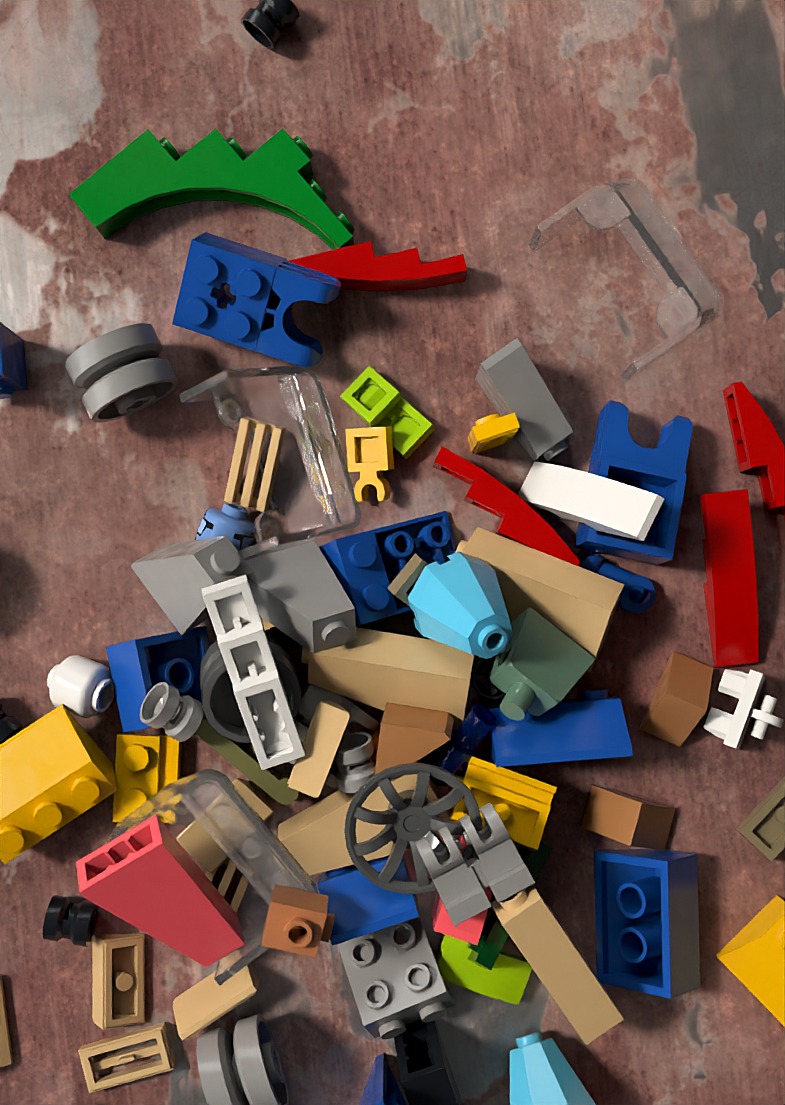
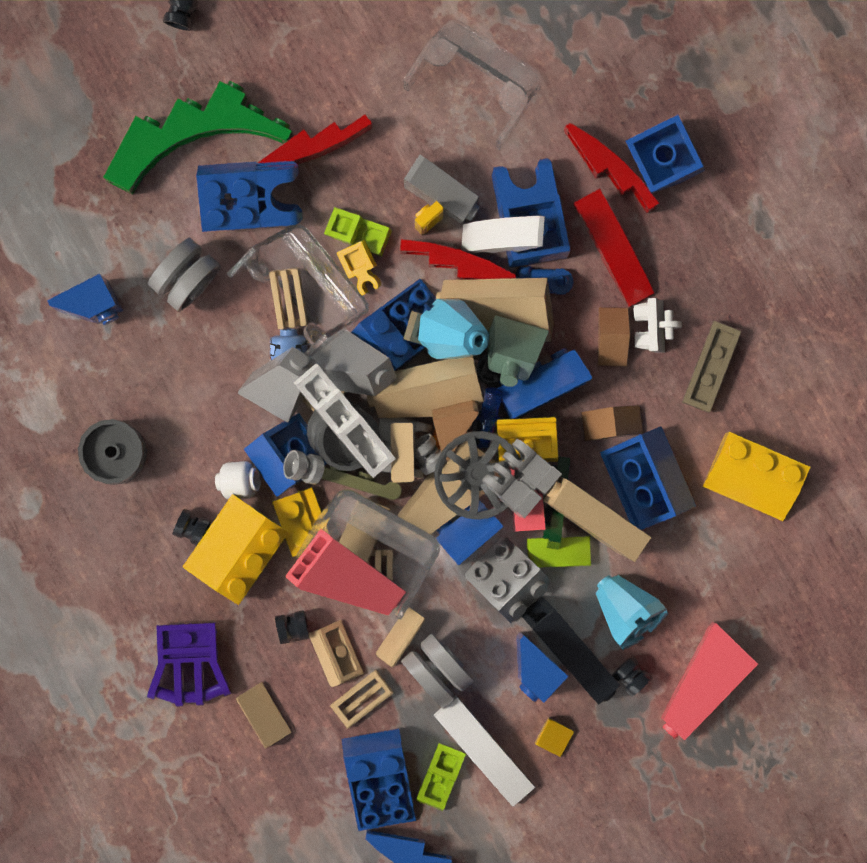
camera: 25 degrees left, 0 degrees up
(297, 921) = (431, 556): nougat brick -> none

